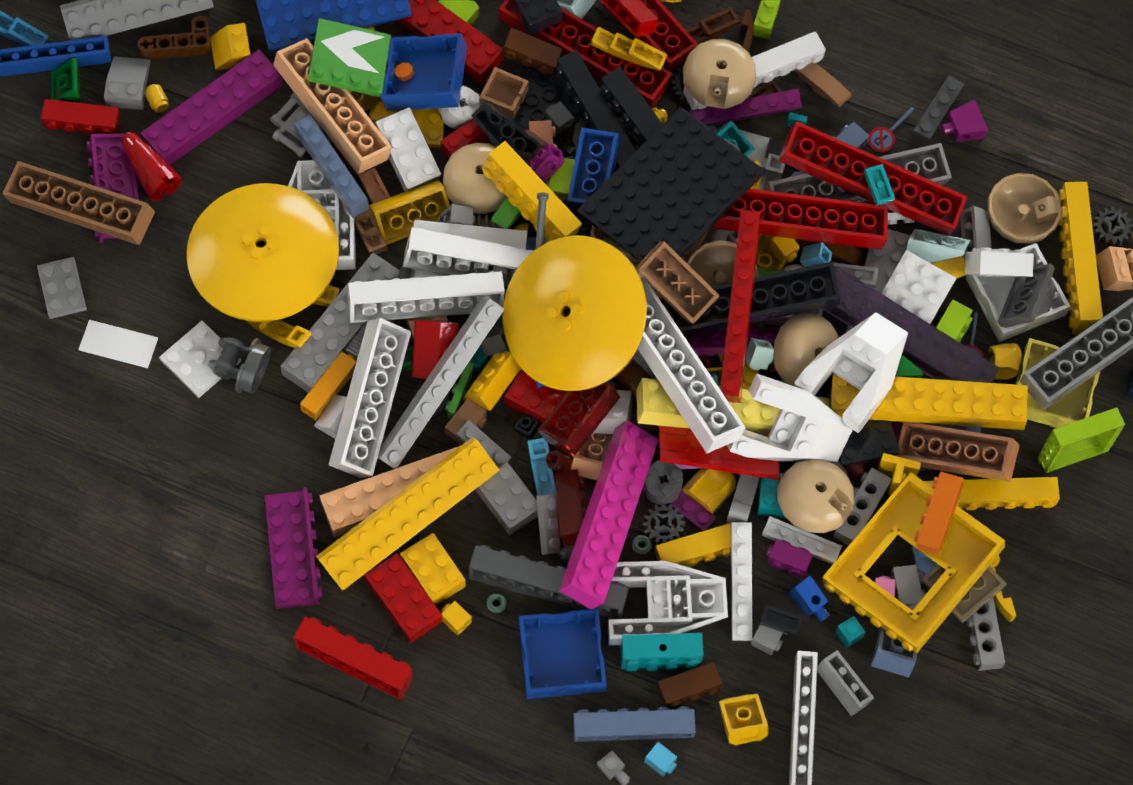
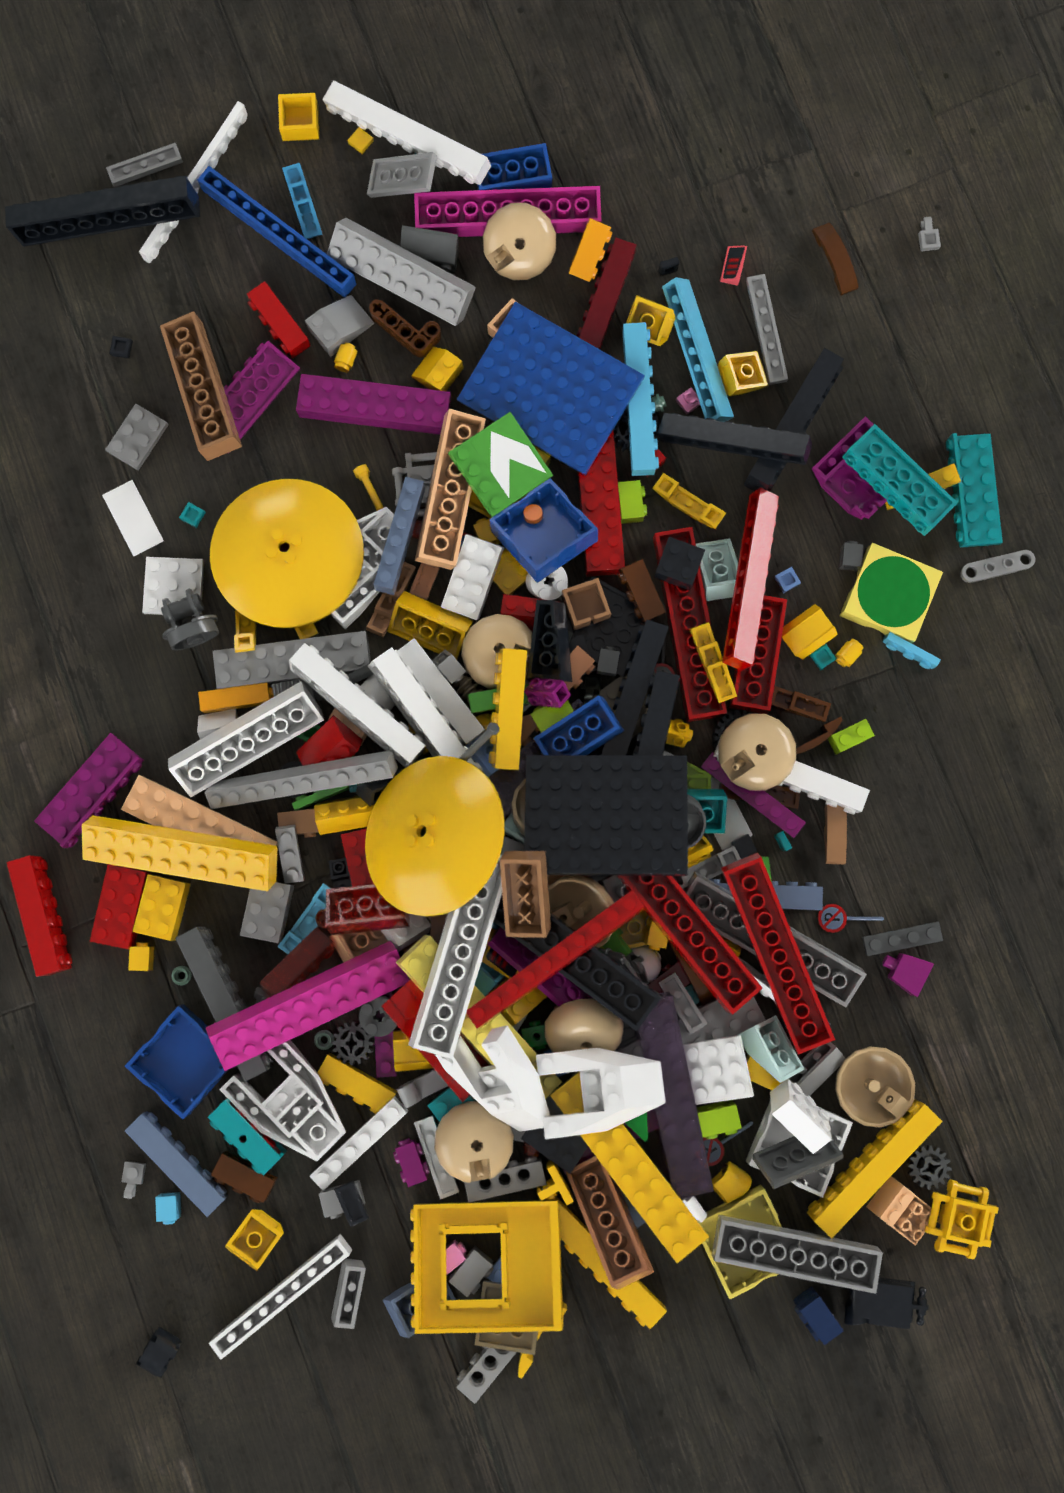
camera: 50 degrees right, 15 degrees up
(66, 82) = (296, 284): green slope -> none
(153, 172) = (279, 414): red cone -> none
(160, 300) = (192, 515): none -> teal tile
(253, 160) = (362, 473): none -> yellow piece
(548, 524) = (271, 957): light grey plate -> none
(759, 354) = (543, 1000): light aqua brick -> none
(805, 594) = (392, 1206): blue torso -> none
(815, 254) = (671, 966): medium azure brick -> none
(850, 632) = (394, 1260): teal brick -> none
(879, 185) = (772, 968): teal plate -> none
(939, 513) = (537, 1259): orange brick -> none
(1081, 440) = (709, 1311): lime window -> none

